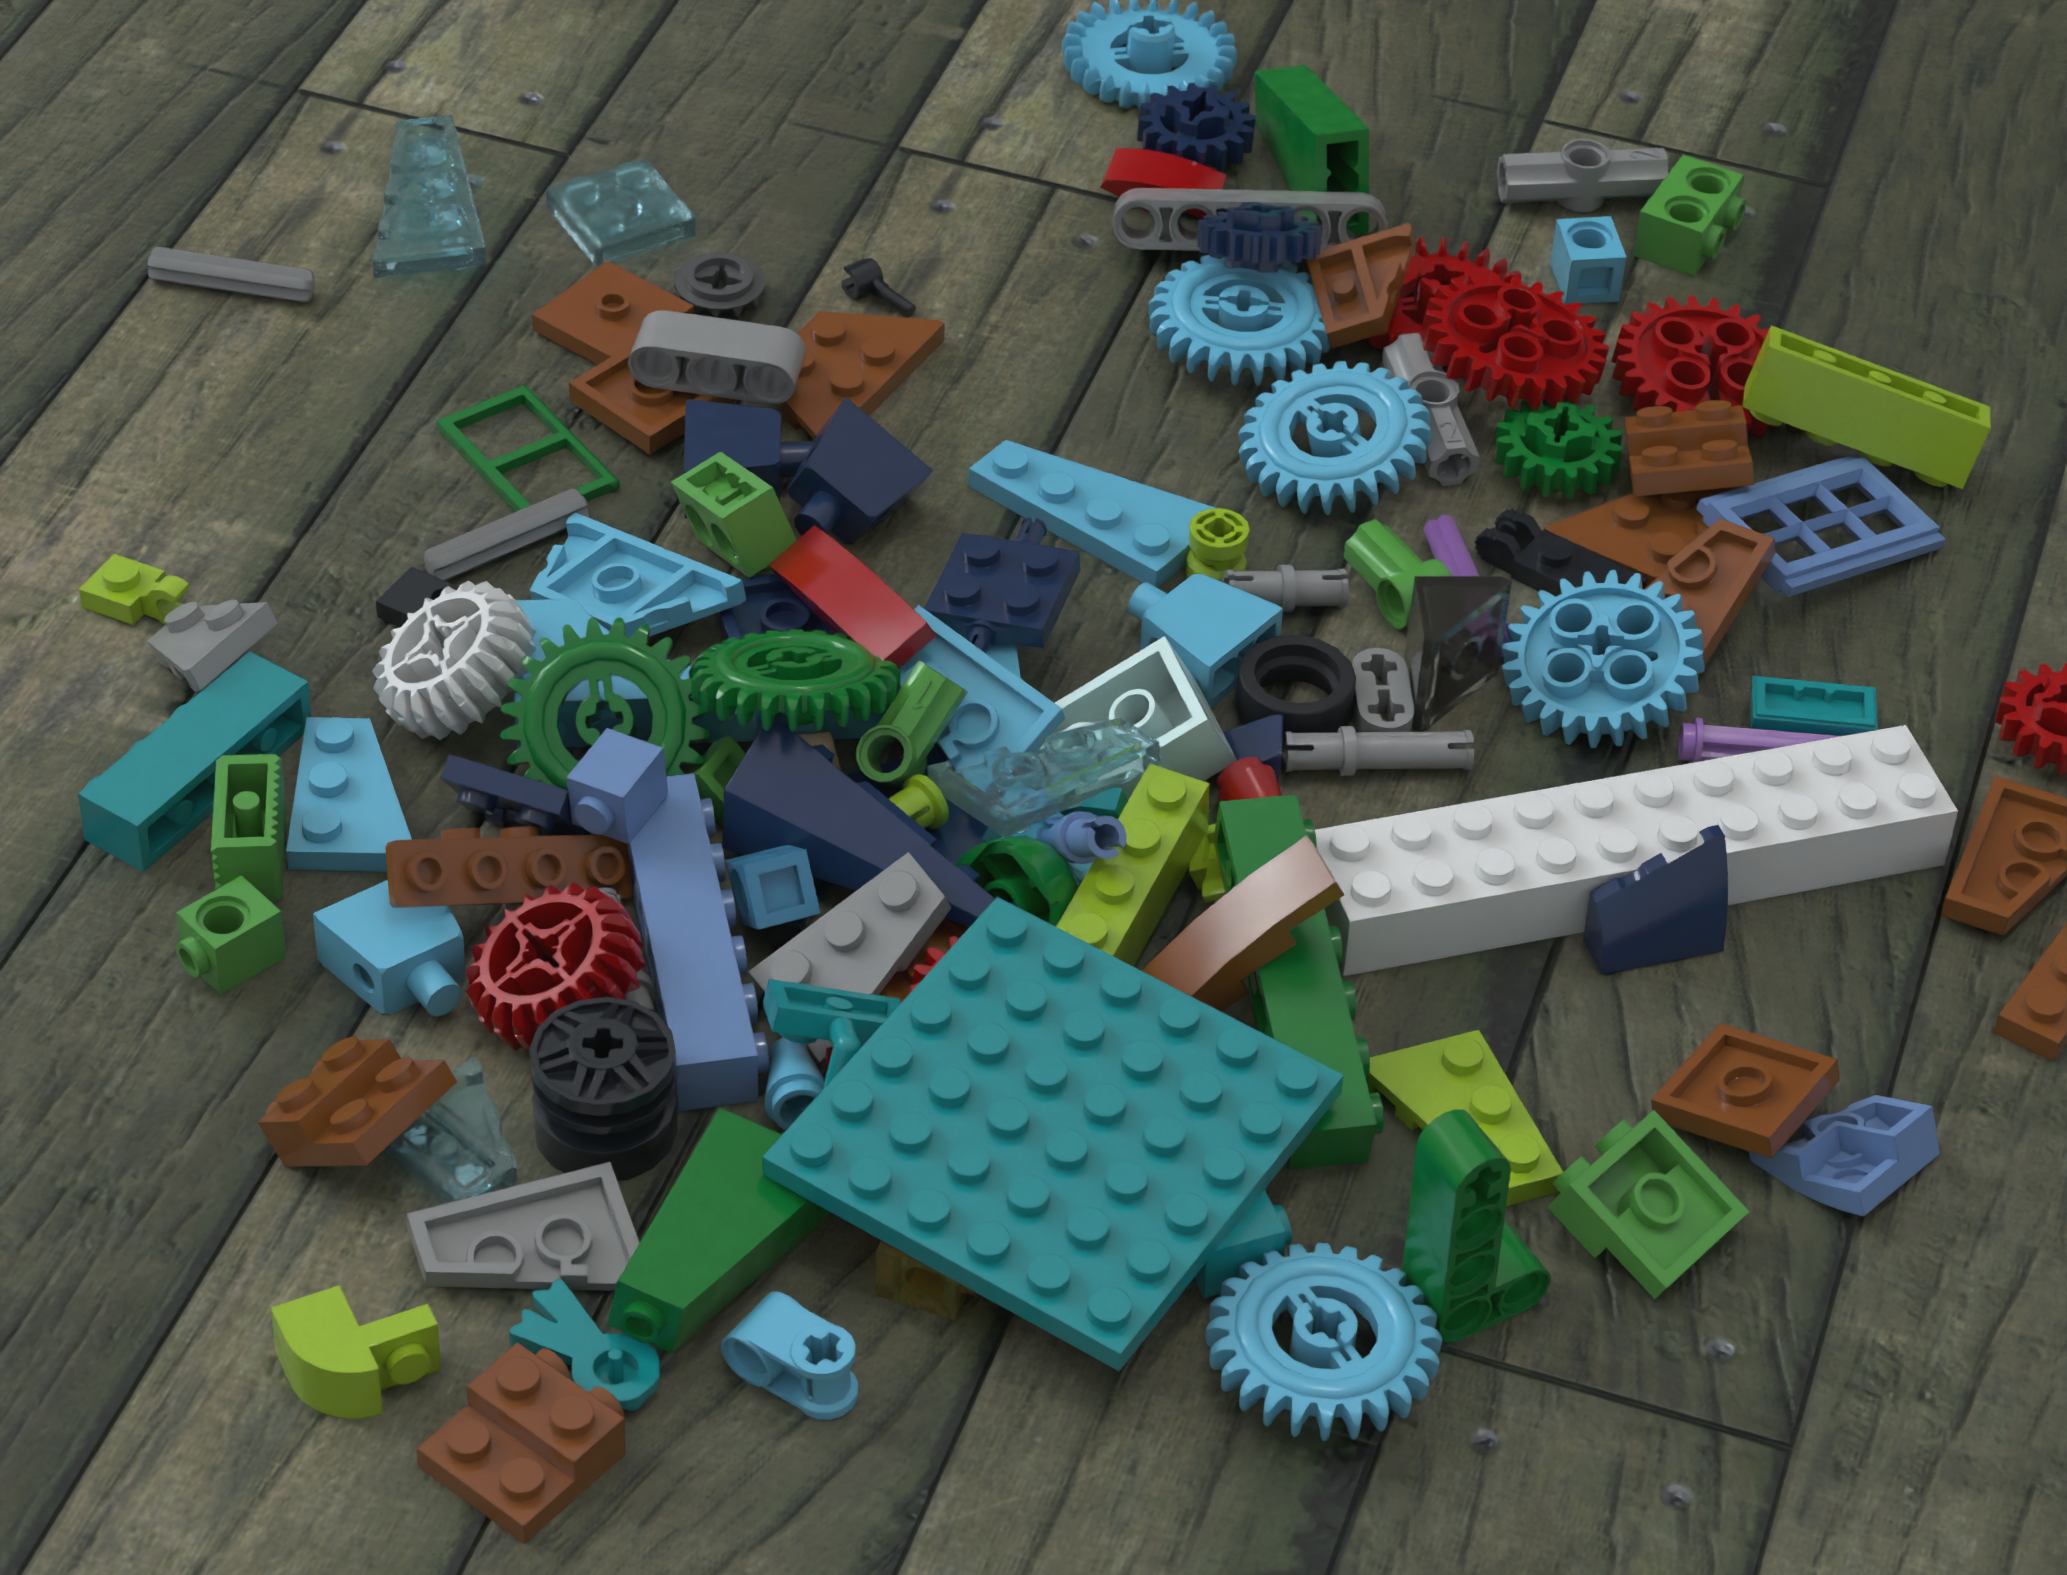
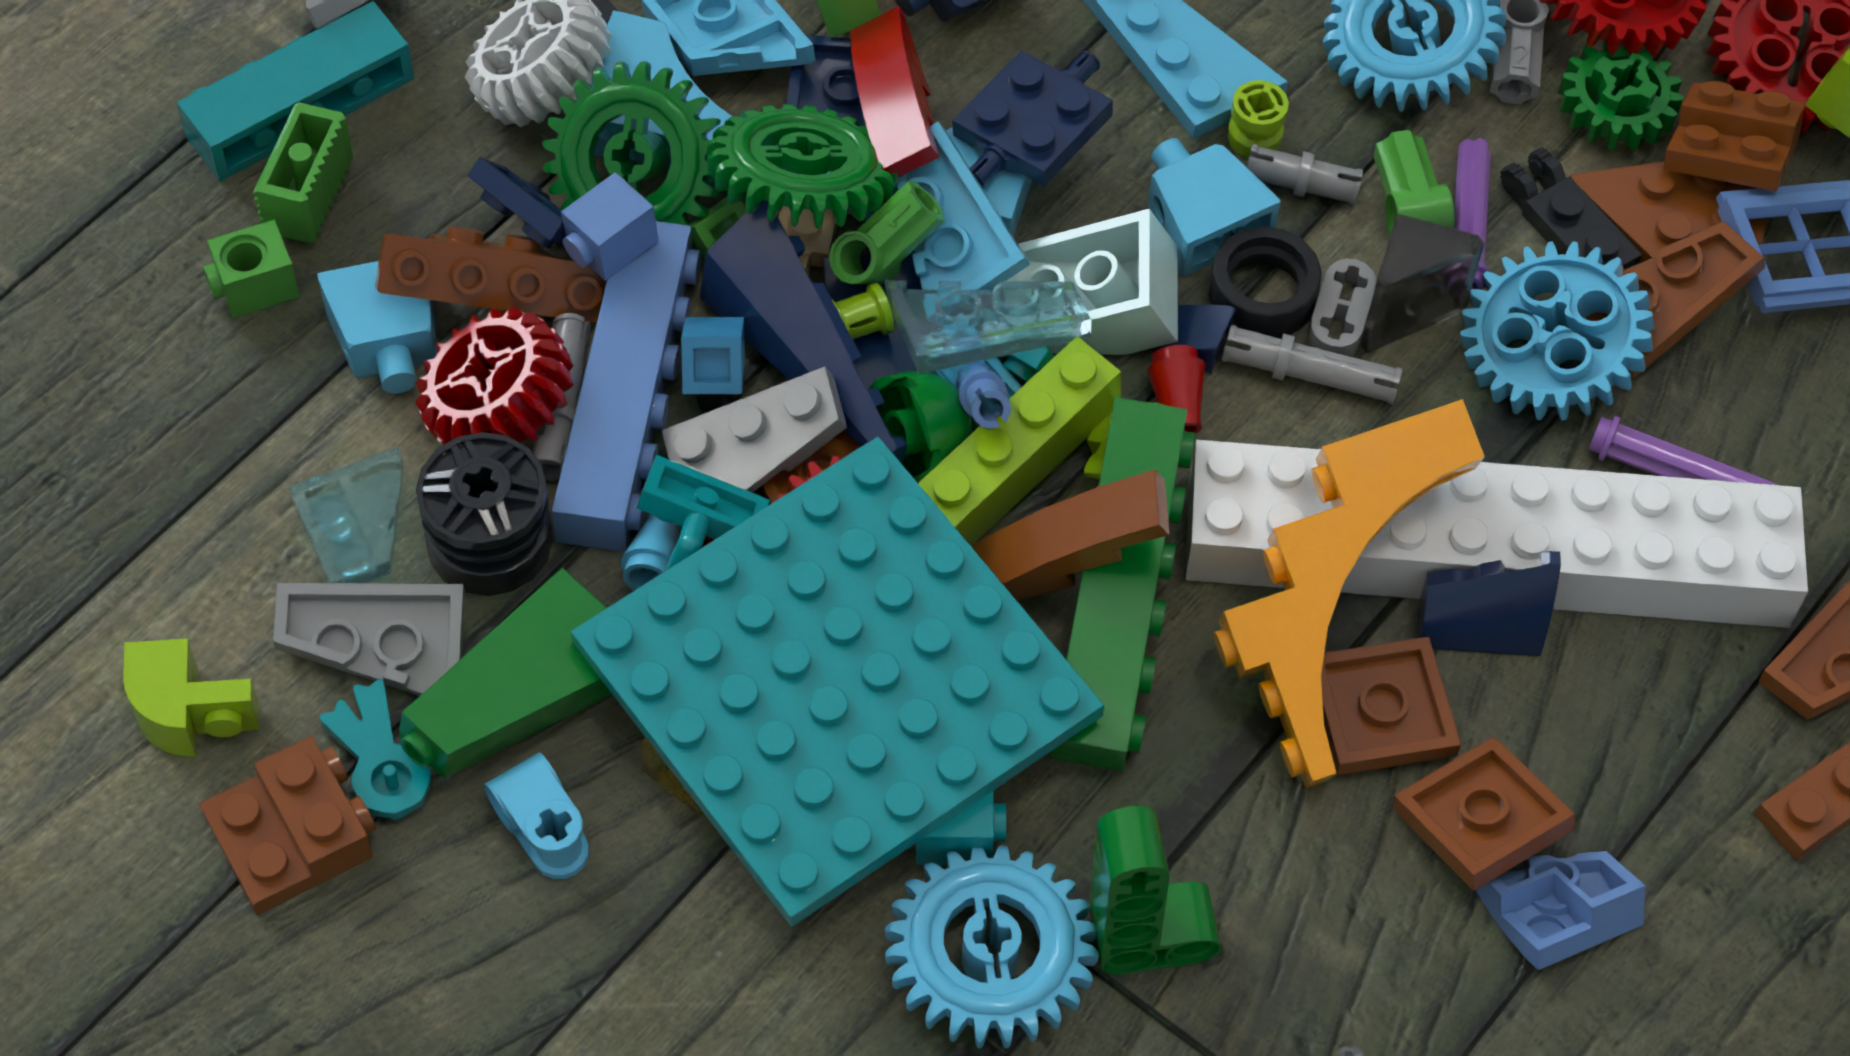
camera: 20 degrees right, 15 degrees up
(343, 800) = (405, 161): medium azure wing -> none
(352, 1104) = (276, 465): dark orange plate -> none
(1467, 1077) = (1229, 756): lime wing -> none
(1483, 897) = (1286, 633): none -> light orange arch
(1598, 1027) = (1386, 707): none -> dark orange plate
(1646, 1202) = (1341, 900): bright green plate -> none
(1811, 707) = (1734, 435): teal plate -> none

